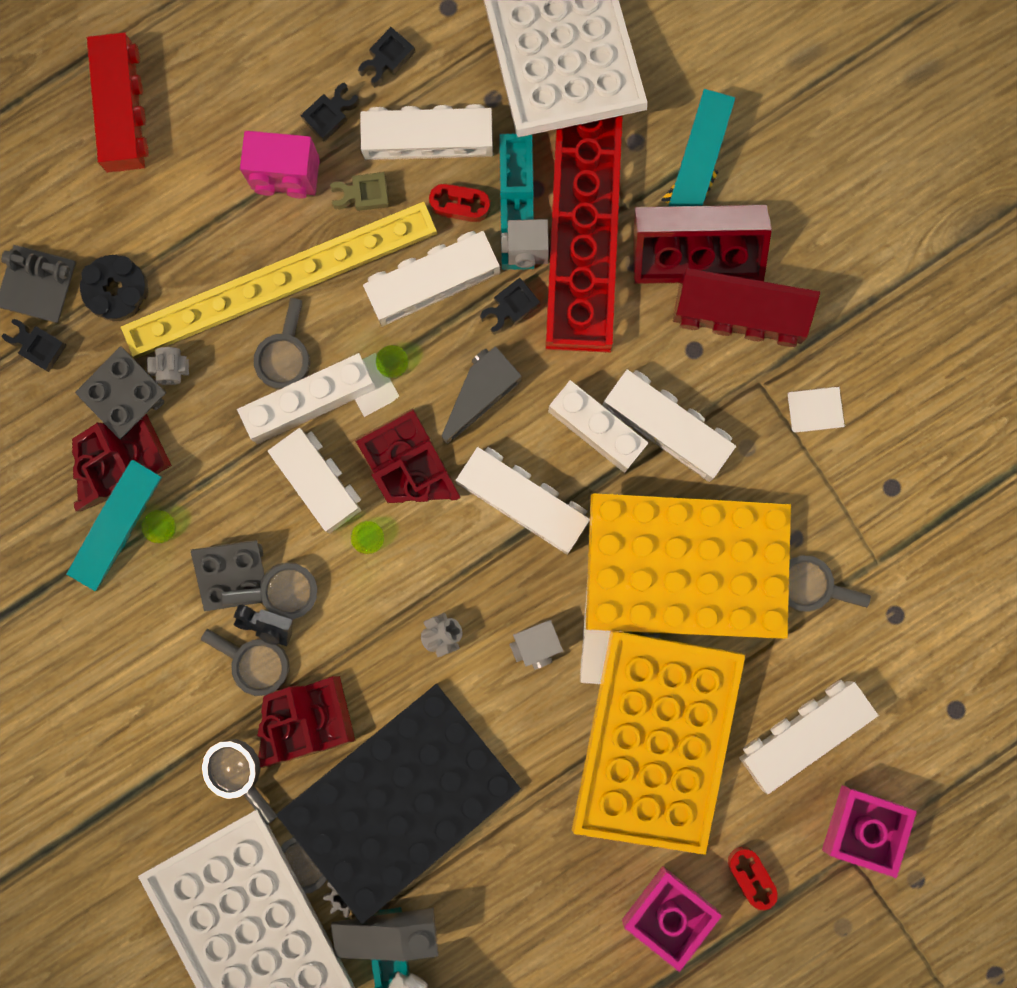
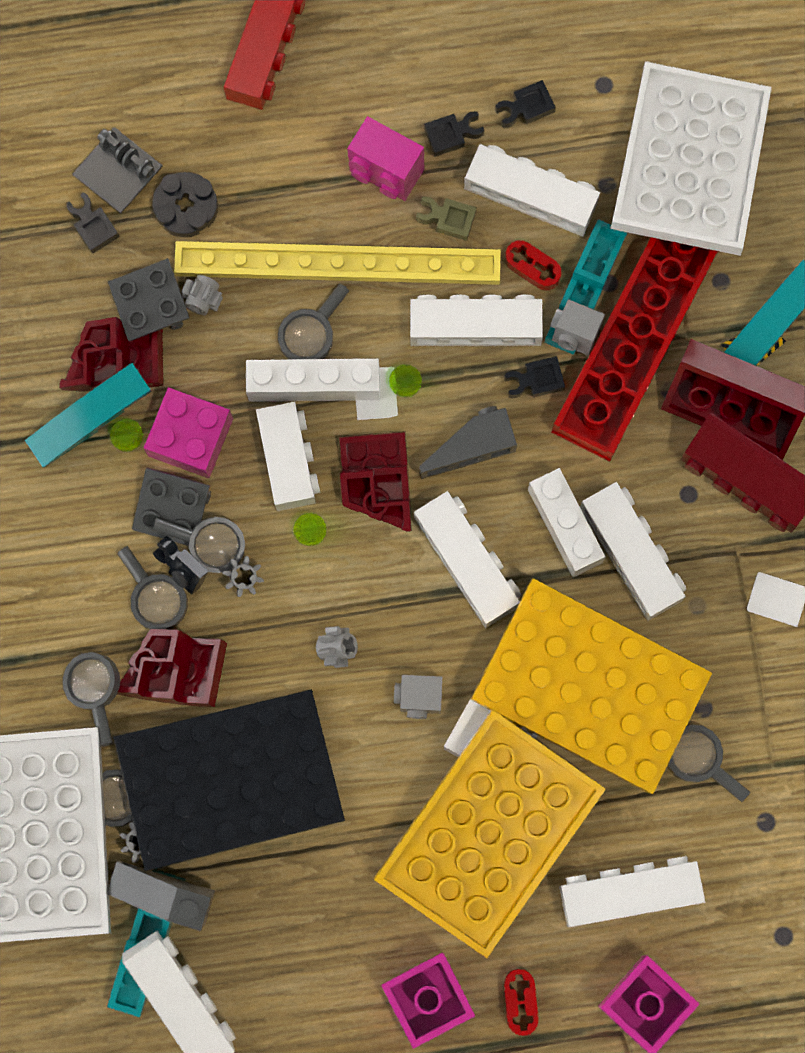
camera: 25 degrees right, 5 degrees down
(214, 499) = (188, 432): none -> dark pink brick
(327, 618) = (251, 578): none -> light grey gear

